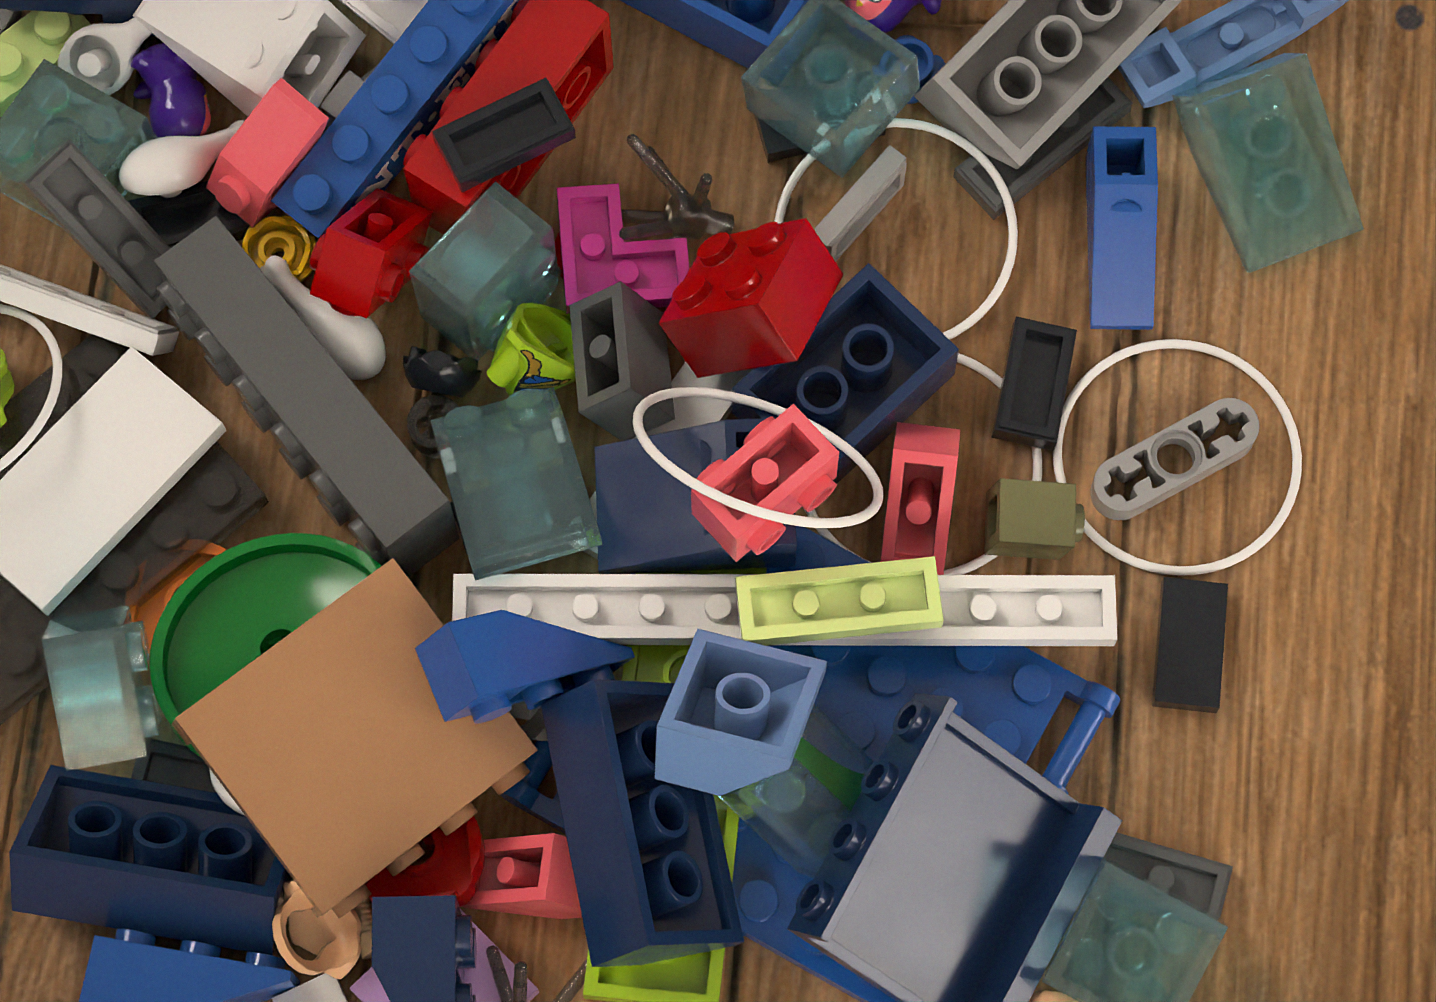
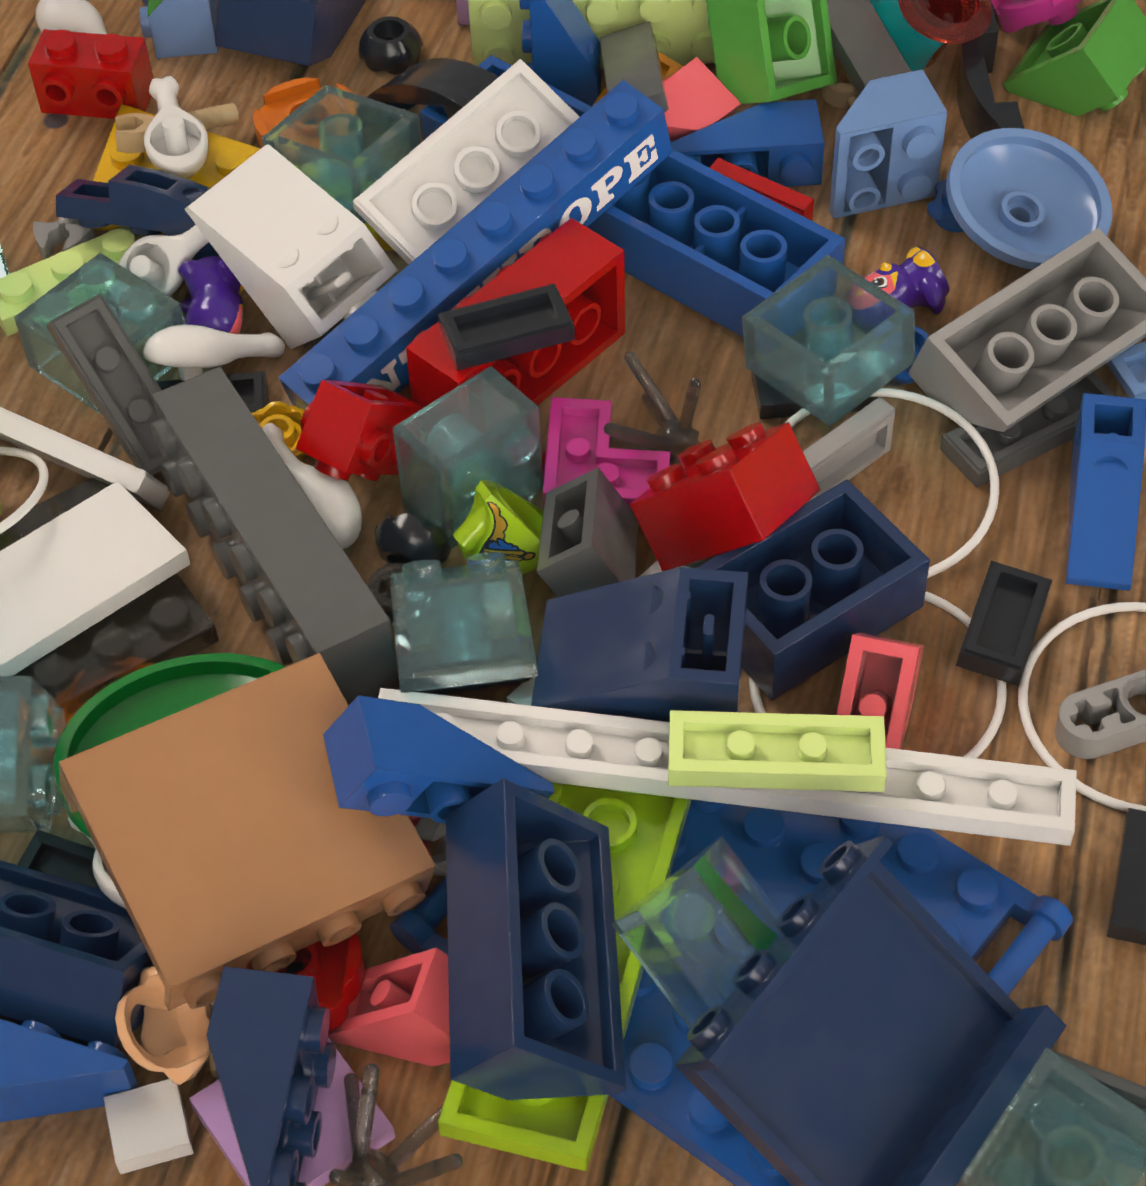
camera: 10 degrees right, 20 degrees down
(265, 152) = (280, 334): coral slope -> none
(734, 713) = (642, 834): medium blue slope -> none
(739, 504) = (828, 646): white piece -> none
(778, 468) = (711, 607): coral brick -> none
(1032, 519) = (993, 725): olive brick -> none

